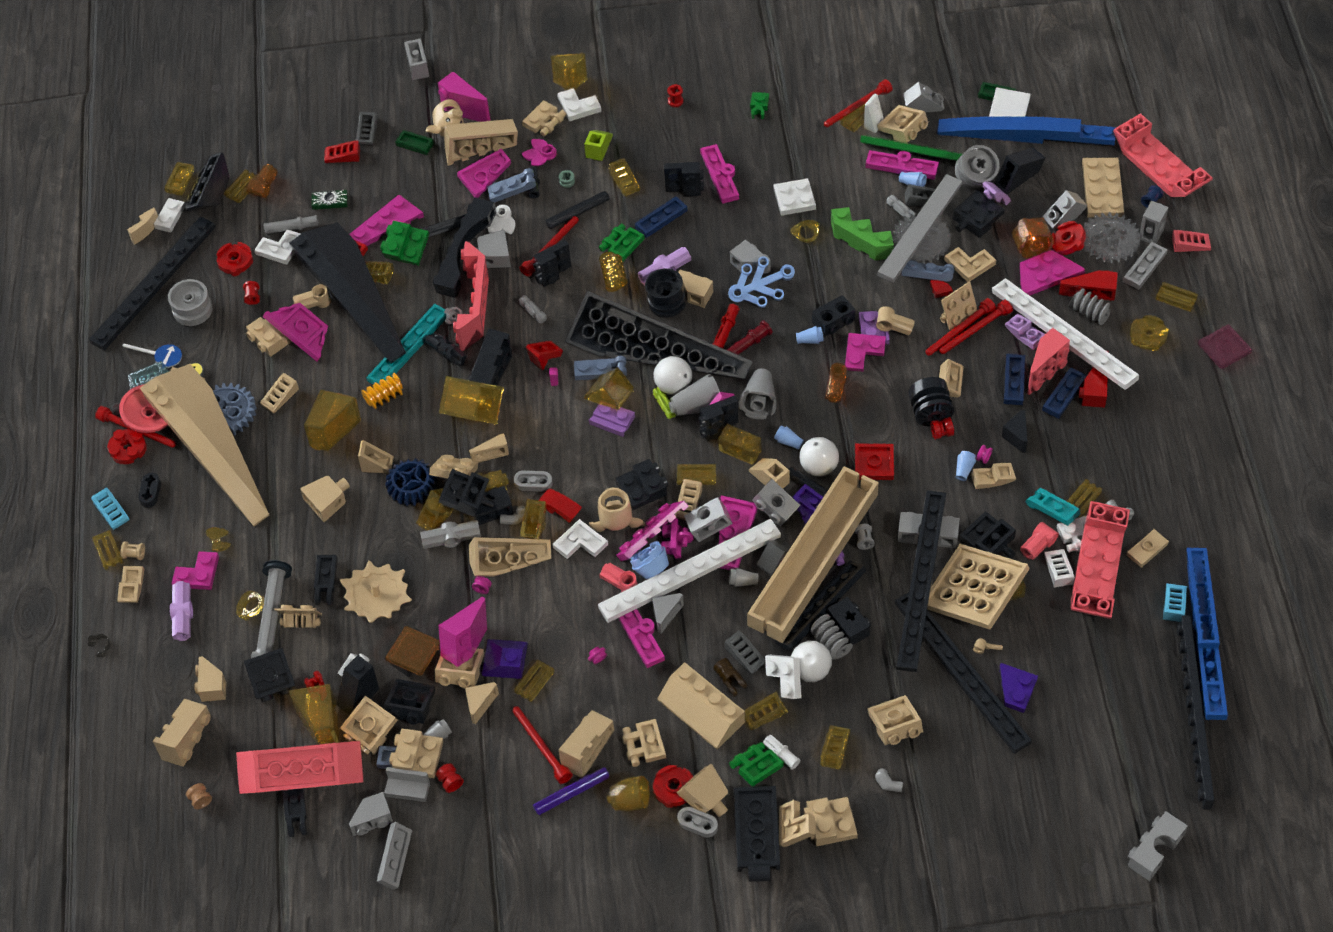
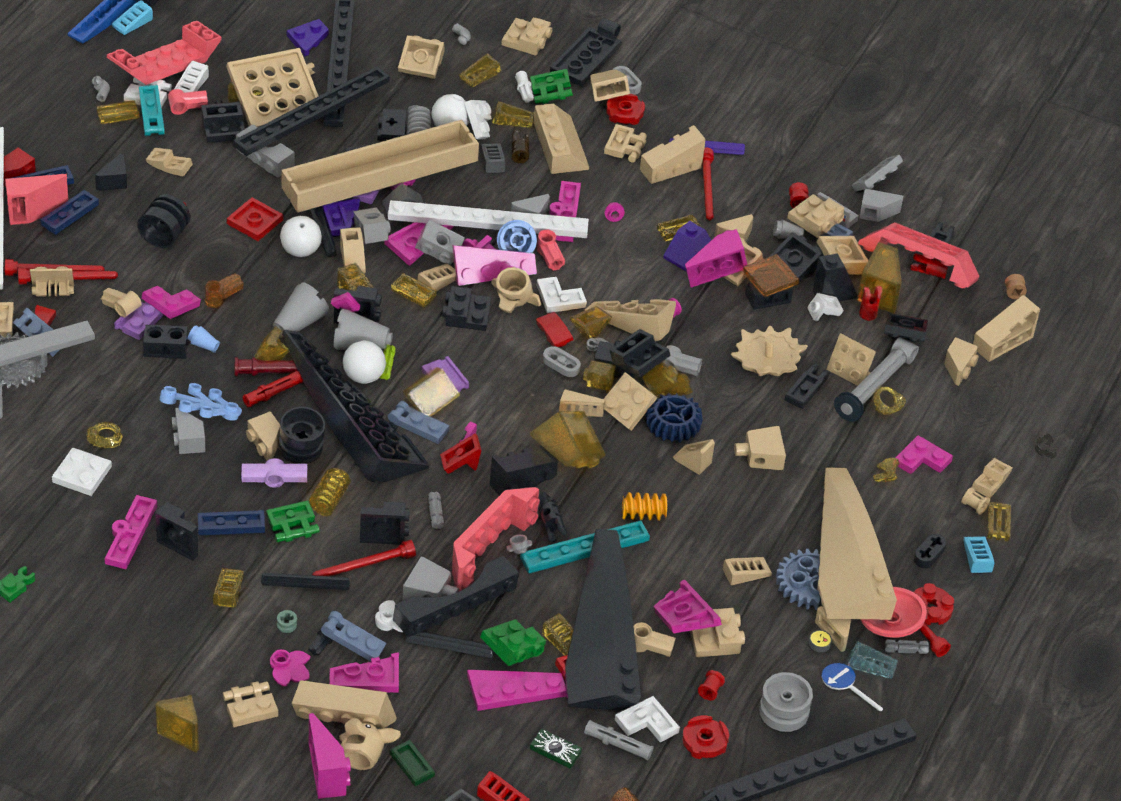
camera: 155 degrees left, 10 degrees down
(181, 611) = (956, 427): lavender piece -> none
(331, 419) = (715, 499): clear yellow slope -> none
(578, 108) = (205, 697): white plate -> none
(597, 144) = (222, 629): lime slope -> none
(629, 794) = (666, 112): clear yellow helmet -> none
(674, 95) = (92, 642): red bush -> none
(741, 577) = (447, 198): light grey cone -> none
(752, 347) = (271, 347): none -> clear yellow slope
(788, 437) = (308, 274): light blue cone -> none
(792, 825) = (561, 37): tan plate -> none
(860, 234) = (62, 392): bright green brick -> none
(952, 374) = (121, 246): tan slope -> none
(965, 463) = (184, 177): light blue cone -> none
(984, 454) = (158, 170): dark pink bush -> none
(1023, 330) = (14, 242): lavender slope -> none
(1147, 548) = (100, 60): tan plate -> none

